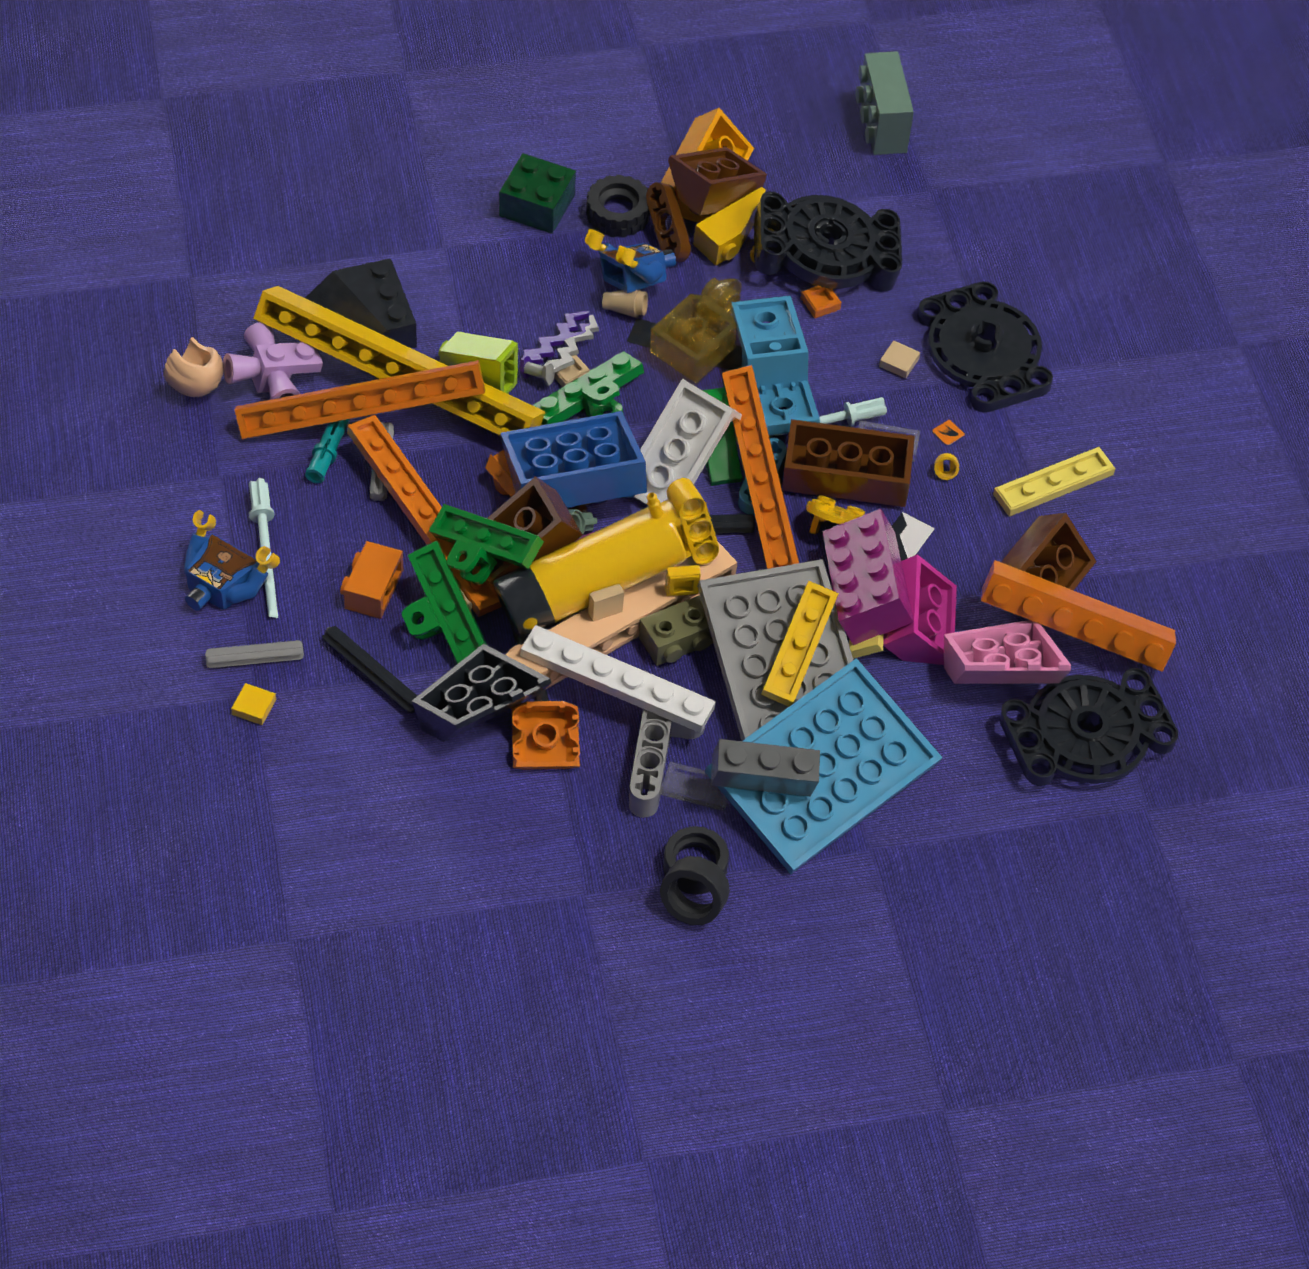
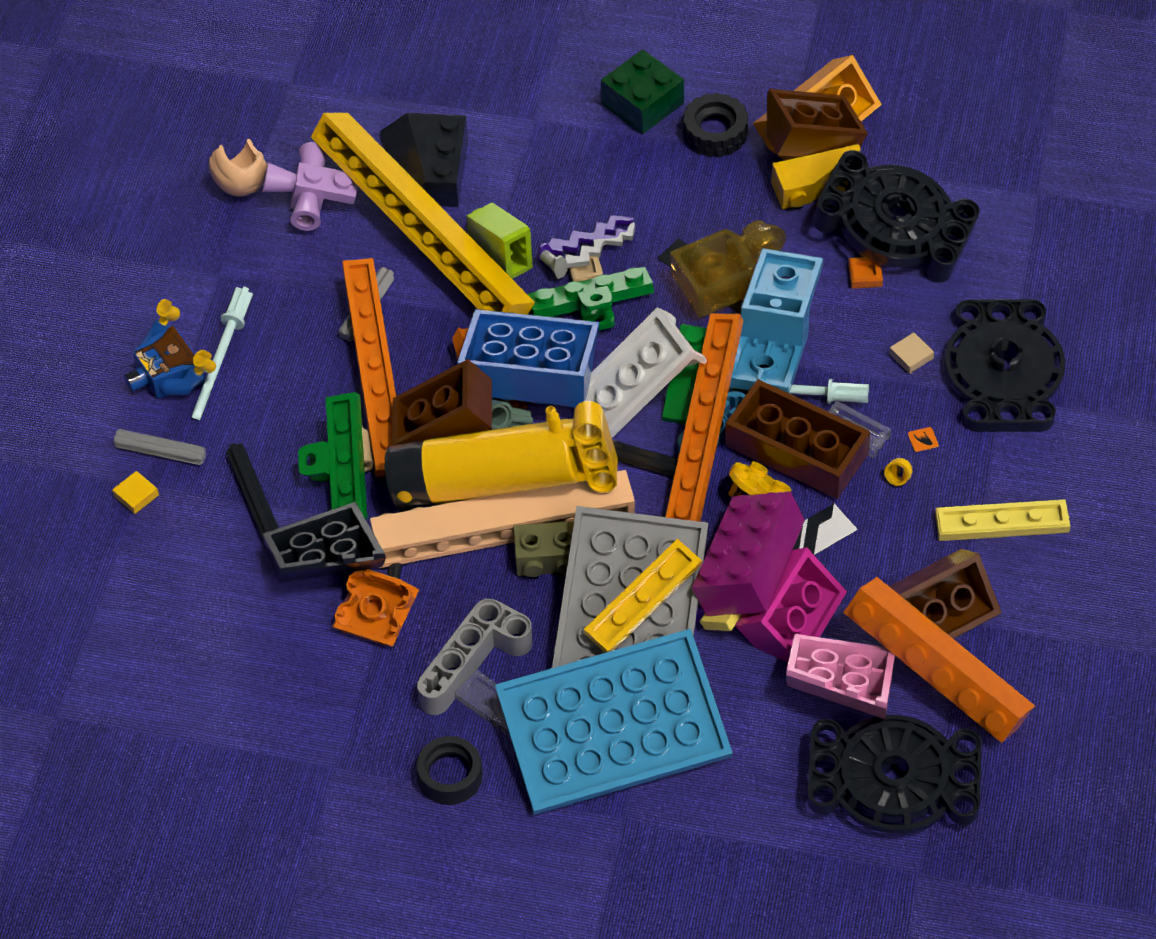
camera: 30 degrees right, 0 degrees up
(325, 451) = (319, 280): teal pin -> none
(360, 399) = (366, 240): orange plate -> none
(372, 579) = (295, 412): orange brick -> none
(481, 541) = (395, 408): green plate -> none
(606, 602) = (482, 499): tan tile -> none
(617, 678) = (459, 575): white plate -> none
(630, 303) = (673, 220): tan cone -> none
(631, 266) = (693, 186): blue torso -> none
(658, 197) = (750, 154): reddish brown beam -> none
(682, 580) = (564, 500): yellow tile -> none
(682, 907) = (438, 788): black tyre -> none
(765, 767) = (543, 703): dark grey brick -> none
(884, 103) = (1027, 94): sand green brick -> none

